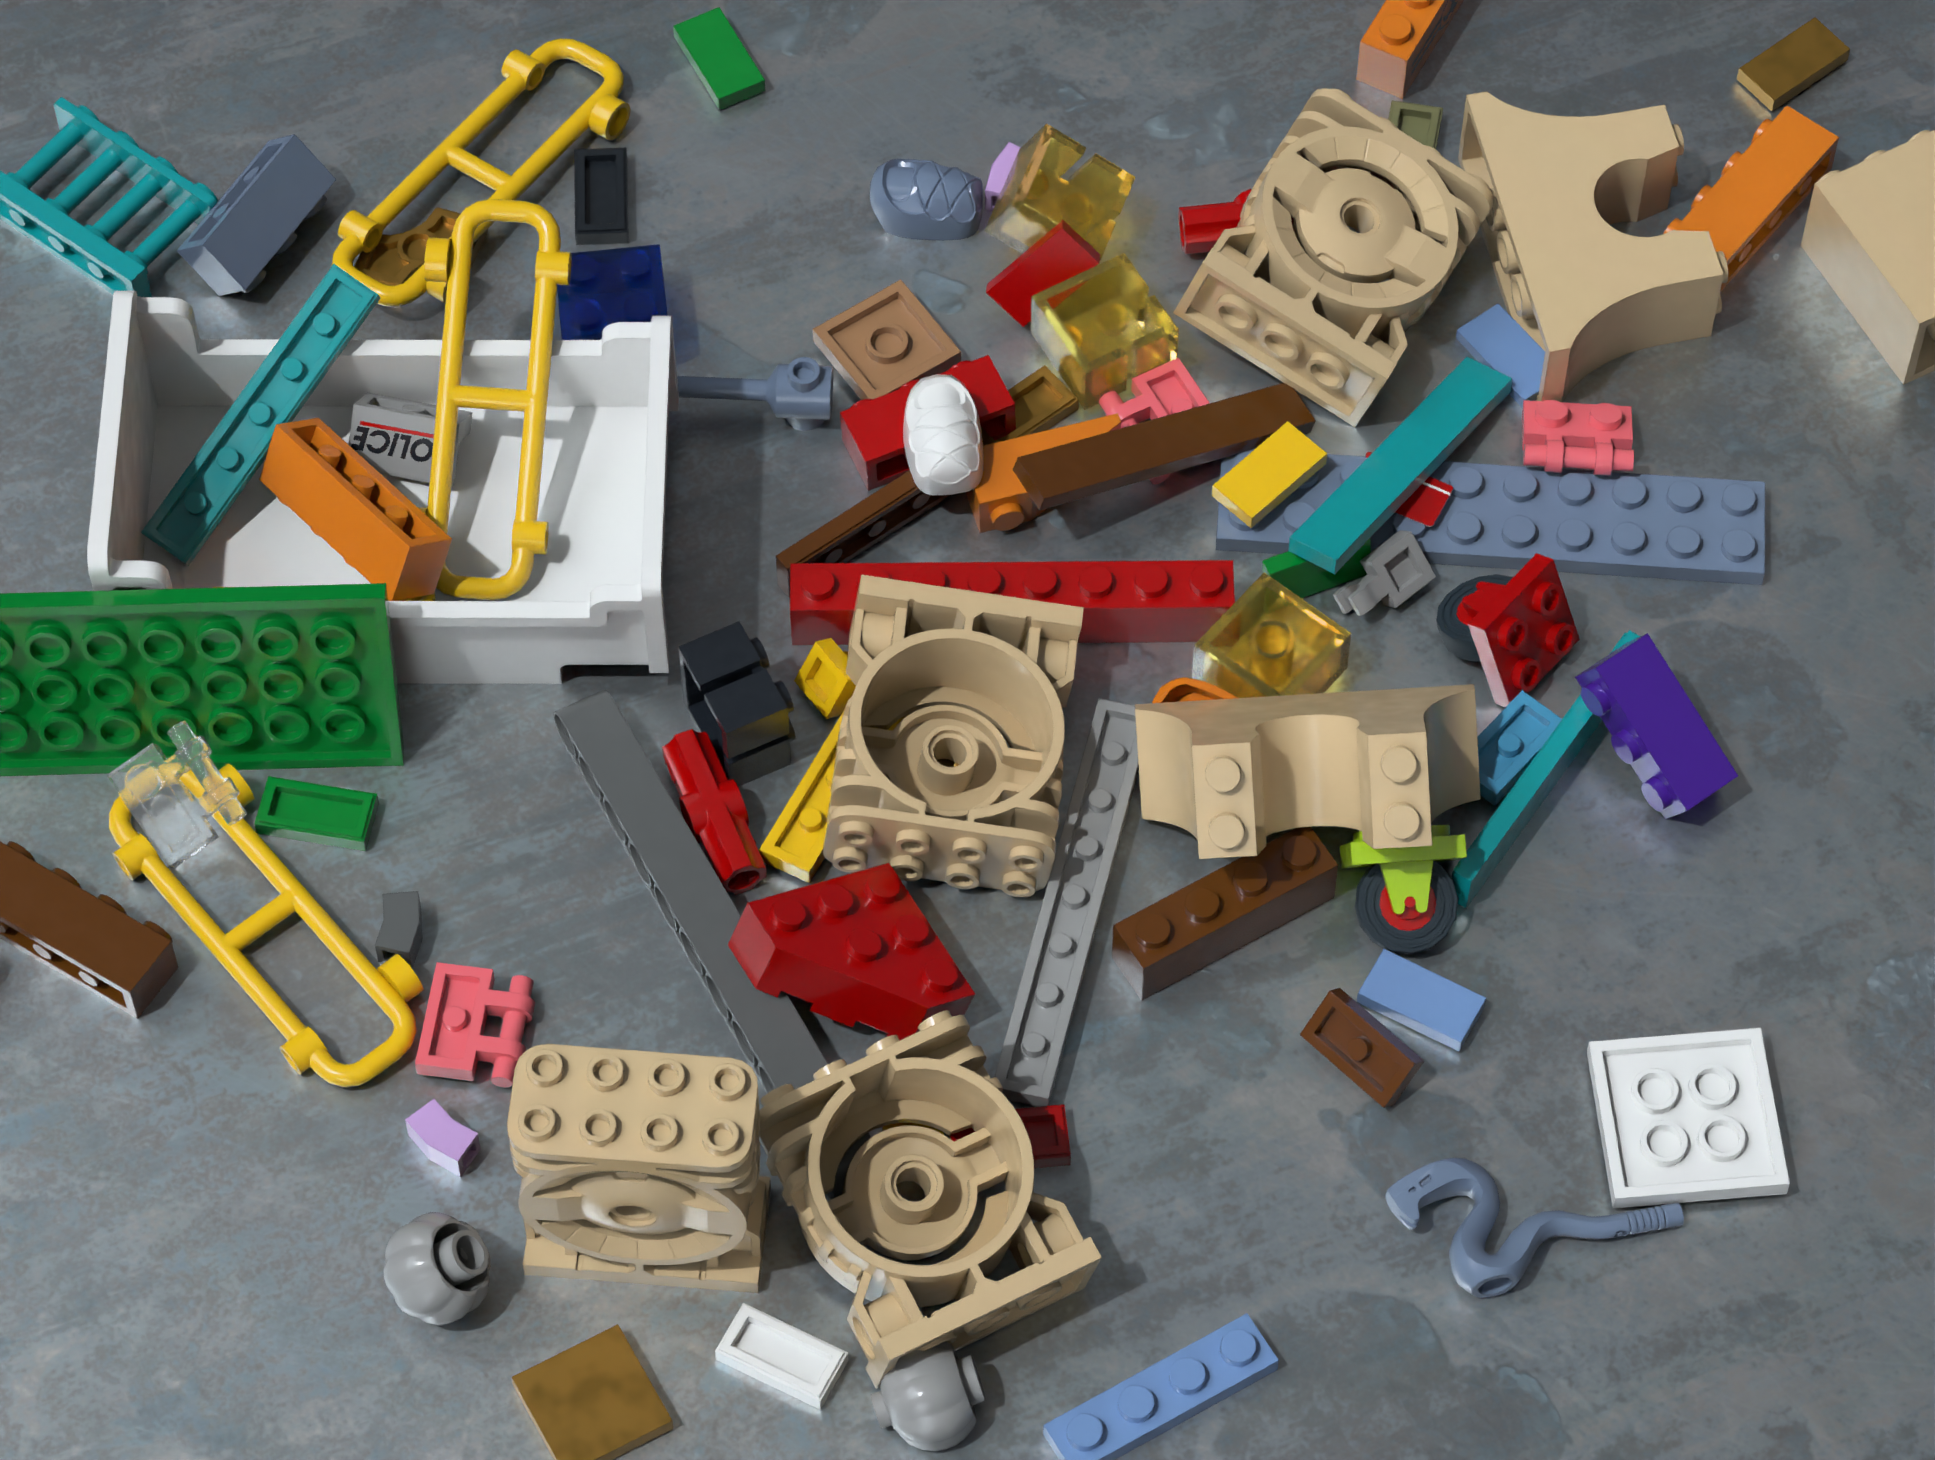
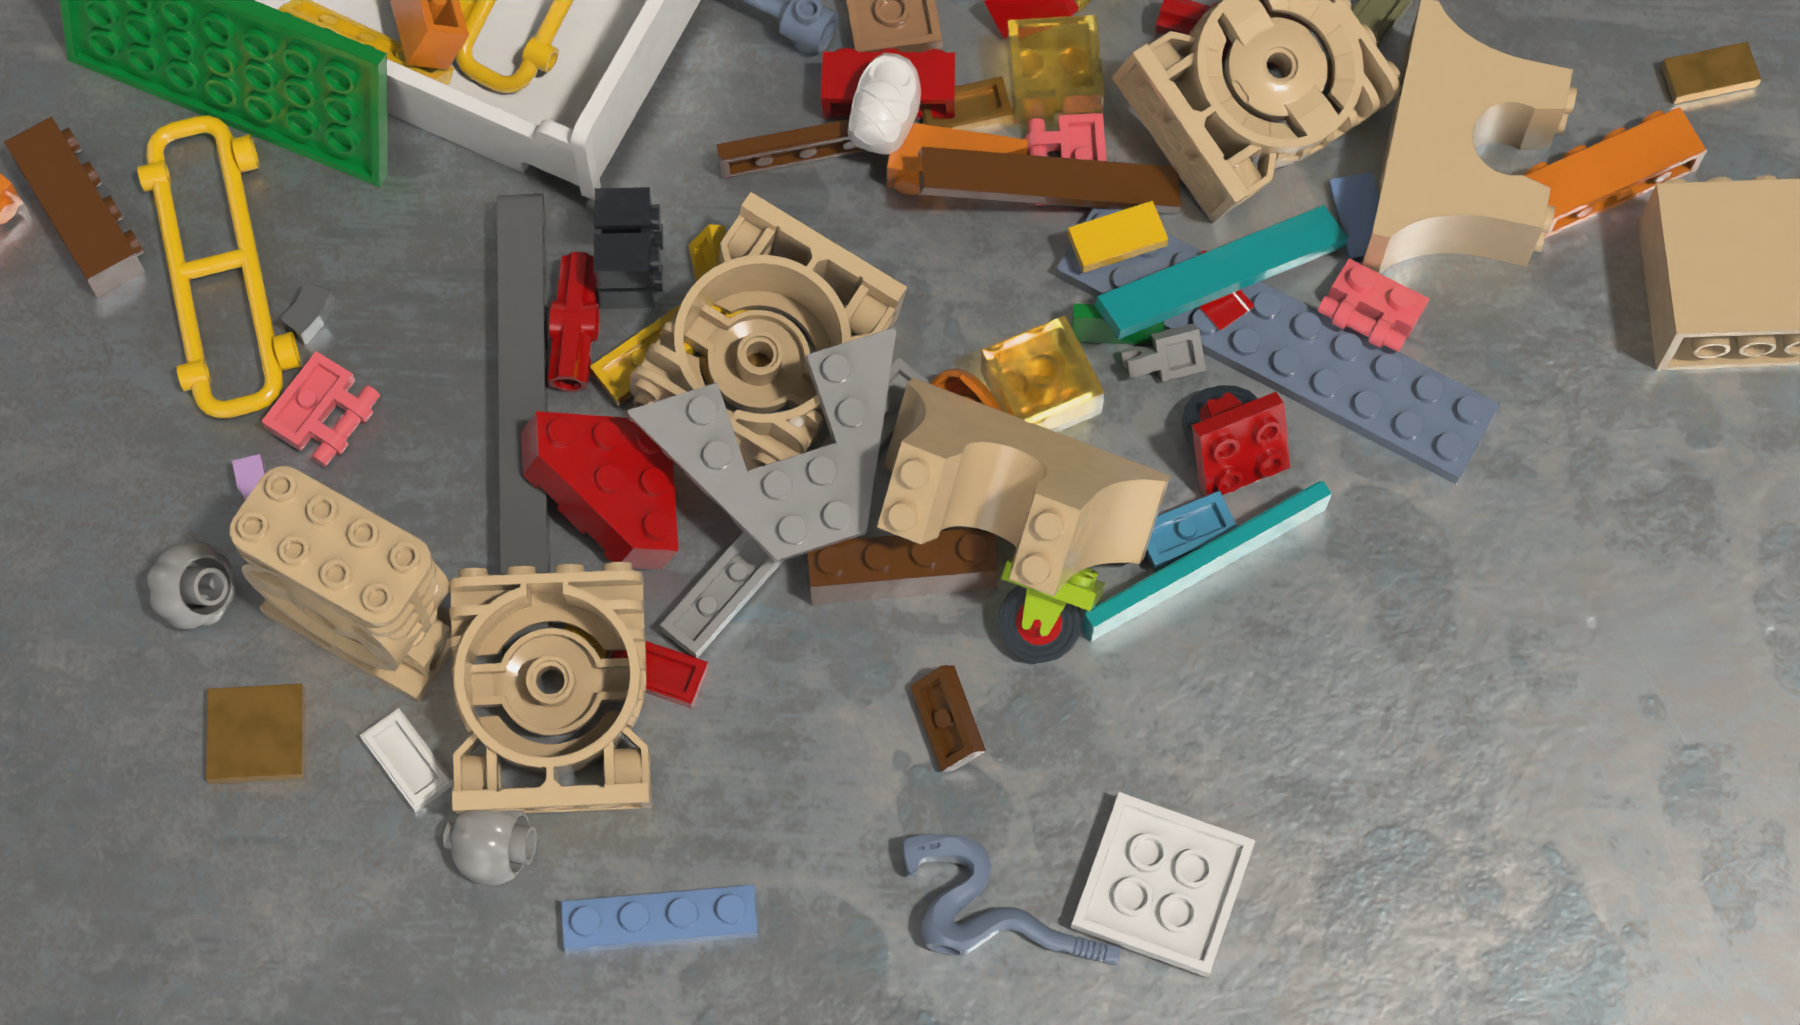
camera: 25 degrees right, 10 degrees up
(163, 804) = (187, 145): clear plate -> none
(316, 813) = (297, 198): green tile -> none
(1090, 874) = (803, 498): none -> light grey wing
(1118, 597) = (933, 276): red brick -> none
(1421, 1000) = (1015, 699): medium blue tile -> none
(1655, 727) = (1298, 568): dark purple brick -> none

